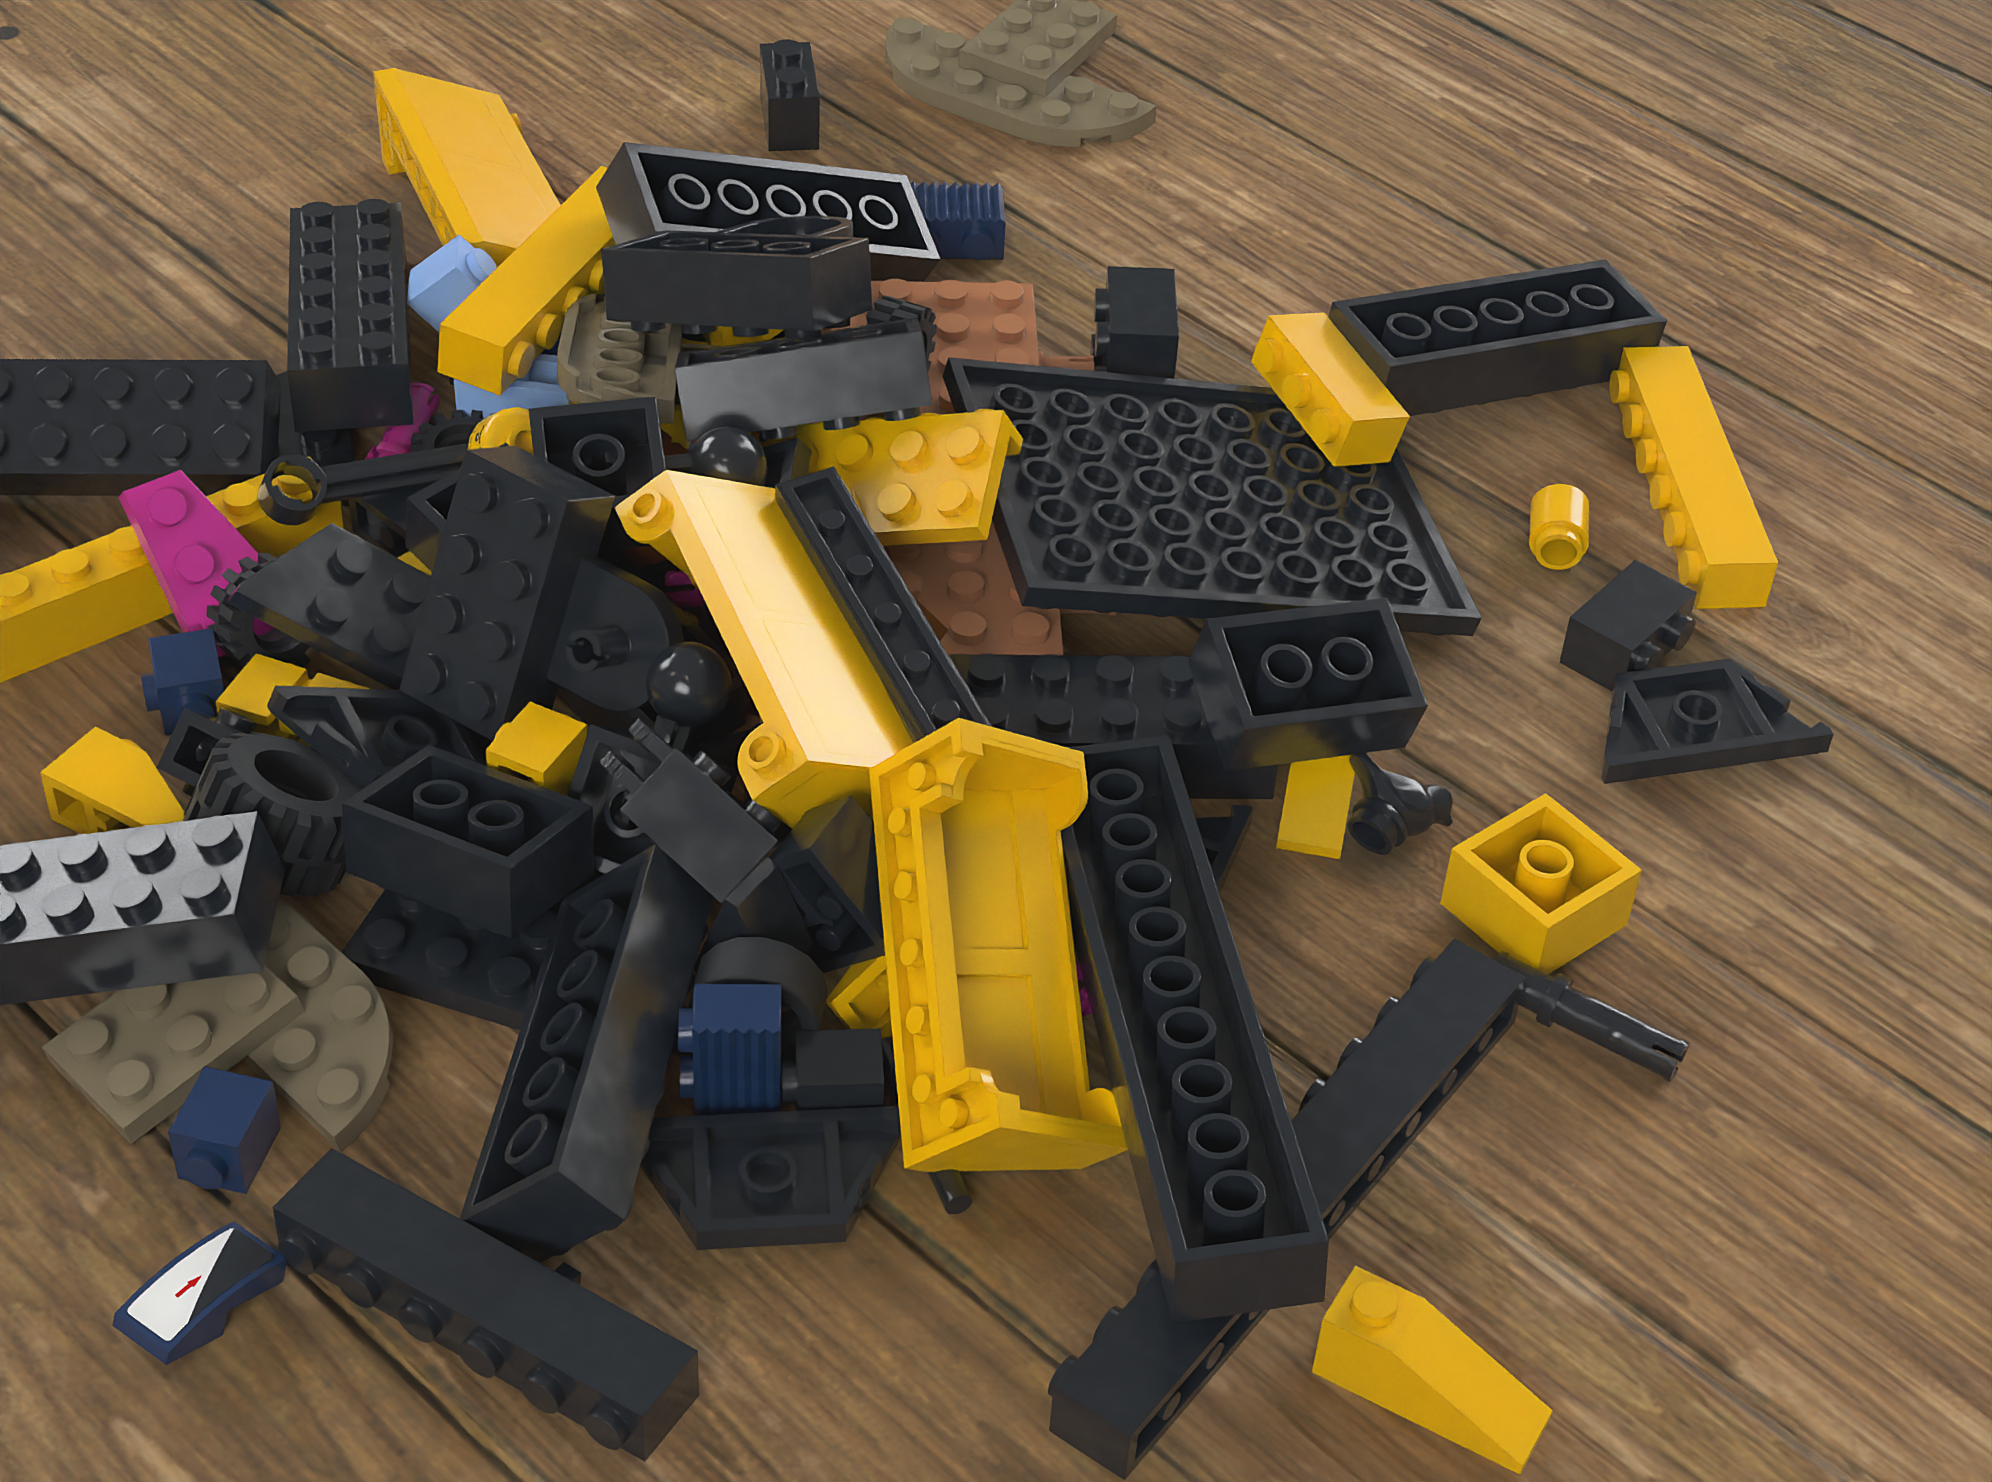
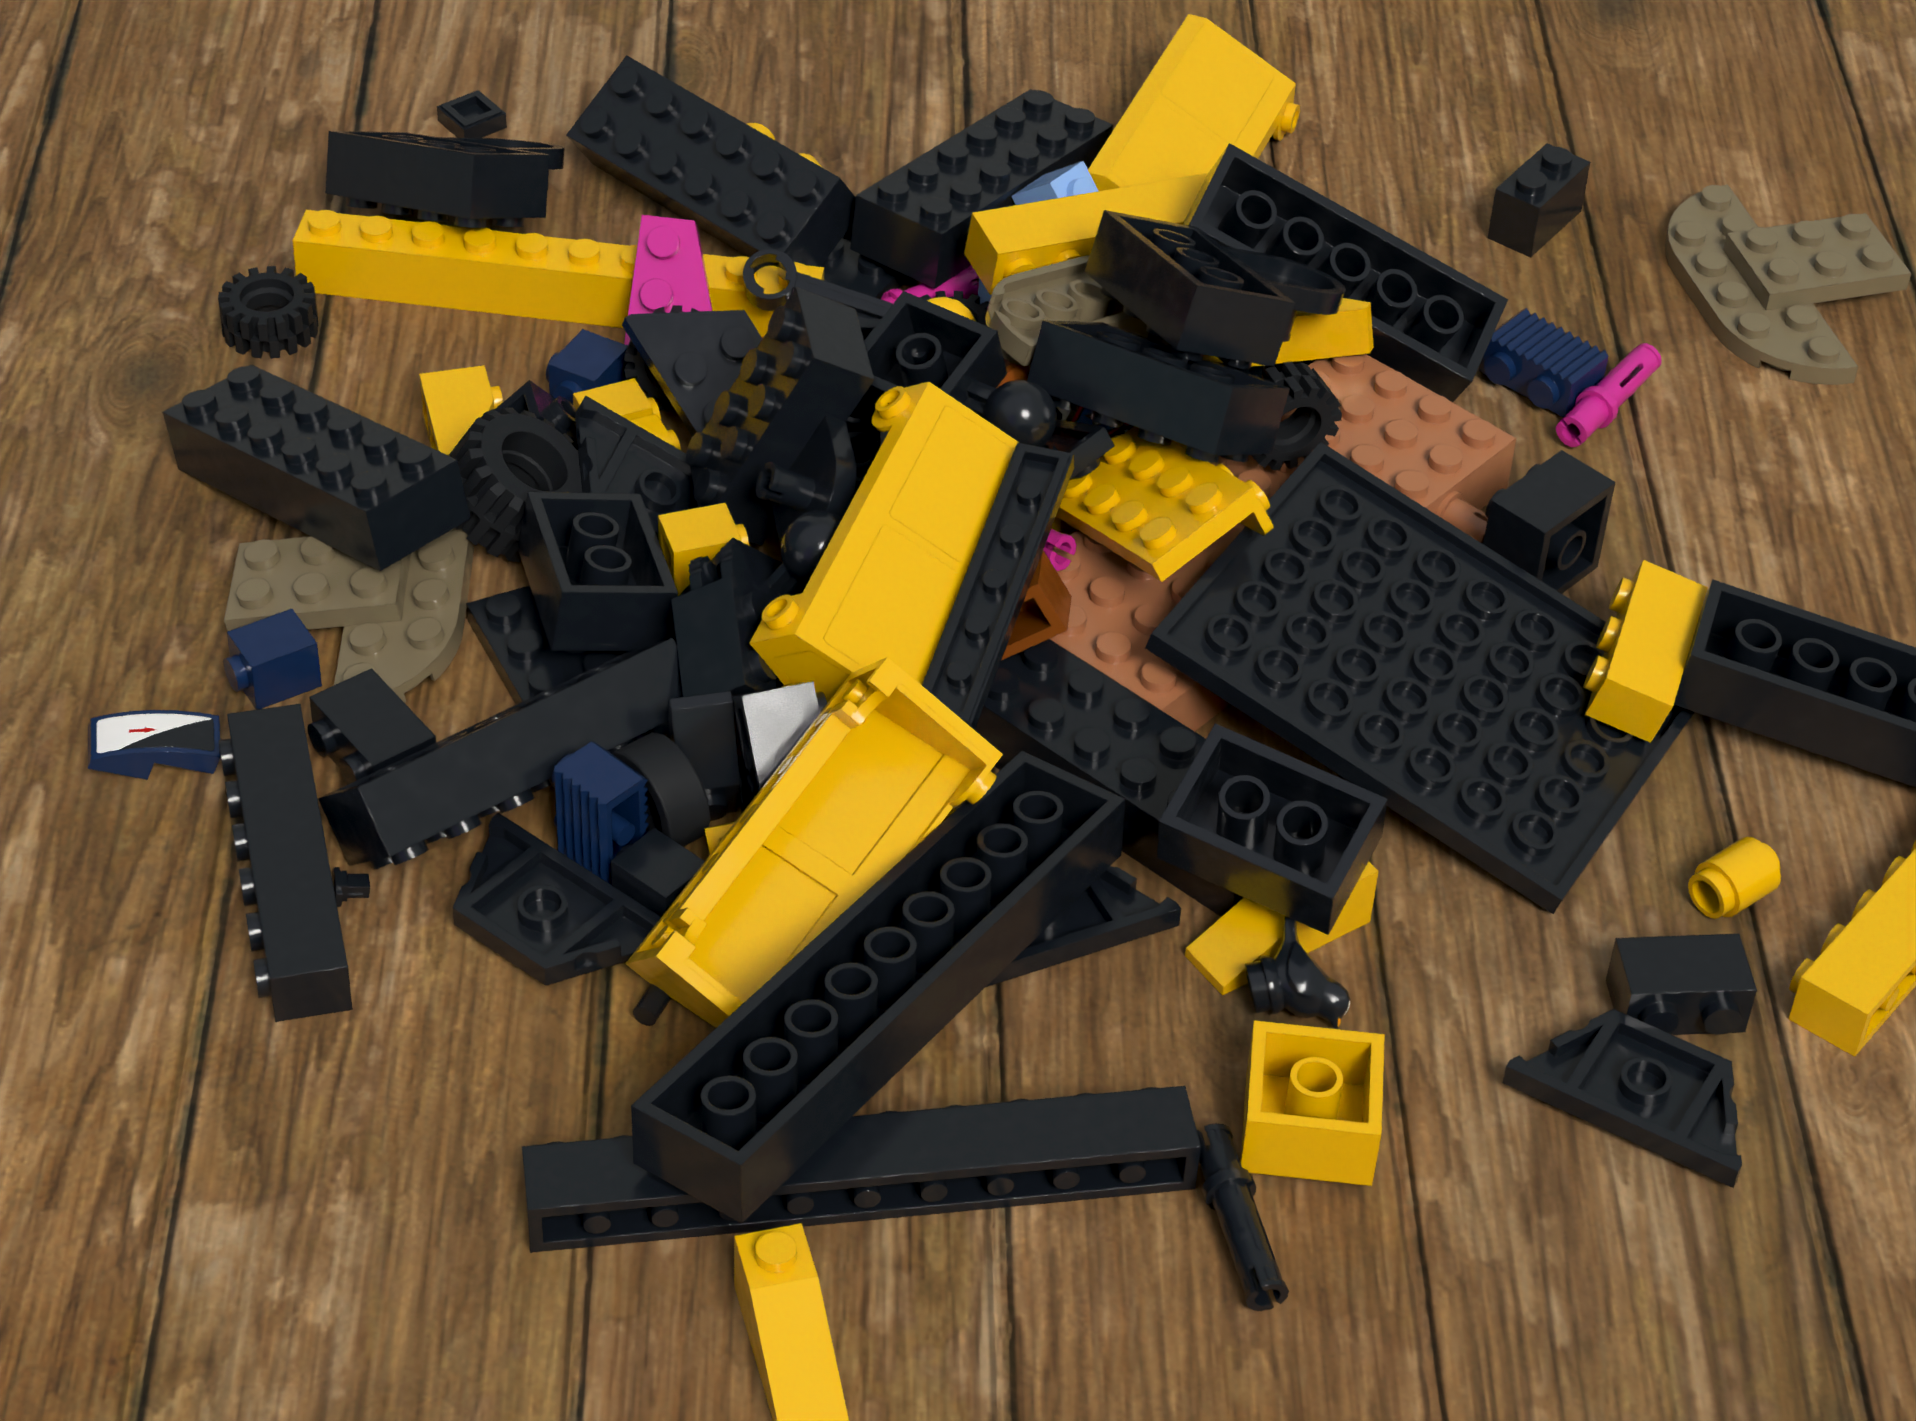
camera: 45 degrees right, 0 degrees up
(416, 1130) = (364, 726): none -> black brick
(1023, 230) = (1600, 403): none -> dark pink pin

